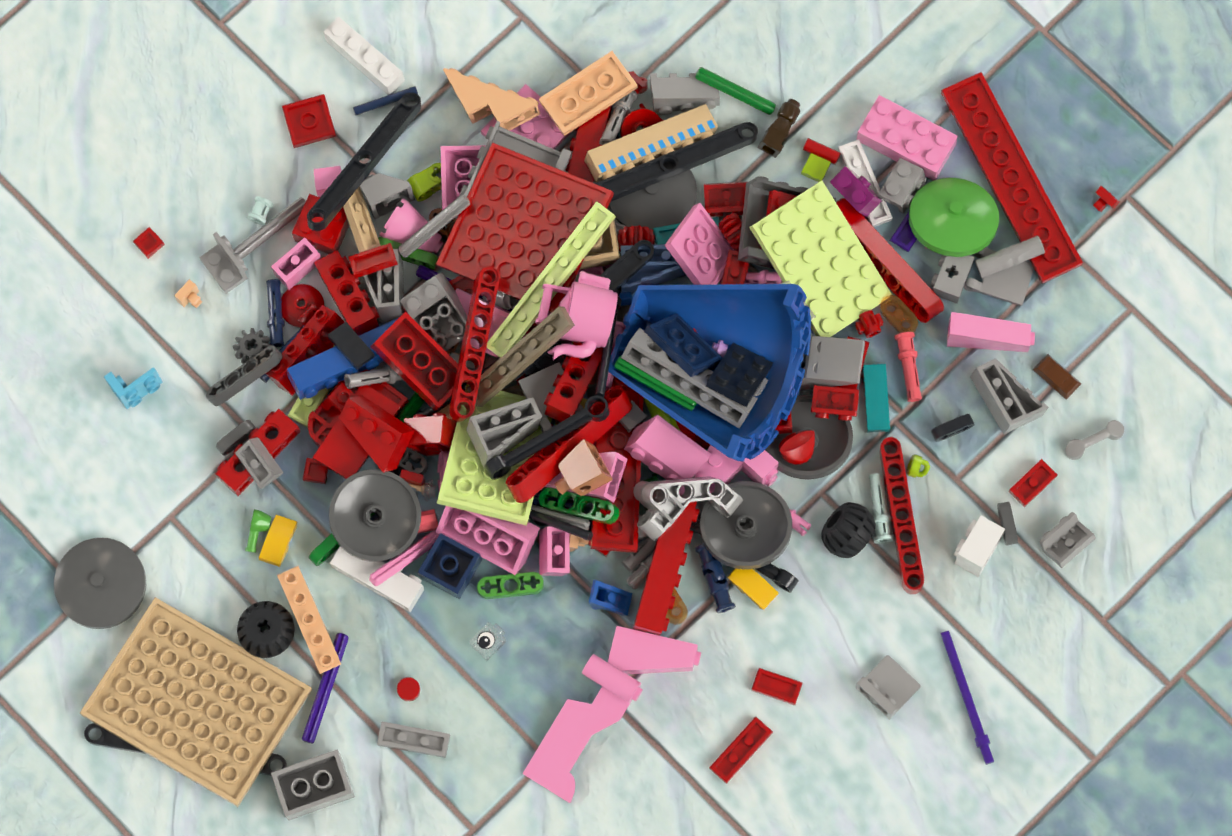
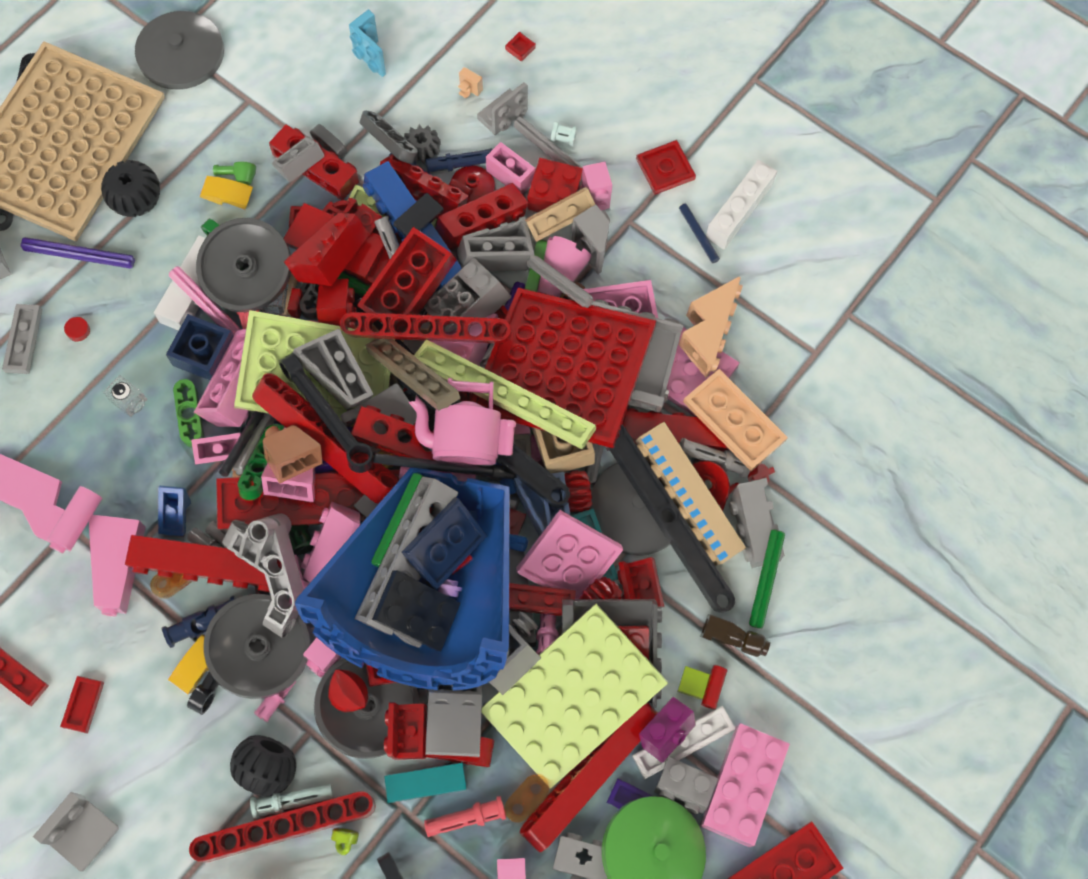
camera: 75 degrees right, 5 degrees down
(309, 619) = (132, 227): light nougat slope -> none
(356, 172) = (608, 199): black beam -> none
(372, 260) = (517, 231): red tile -> none
(426, 182) = (612, 274): lime piece -> none
(869, 324) = (510, 763): red gear -> none

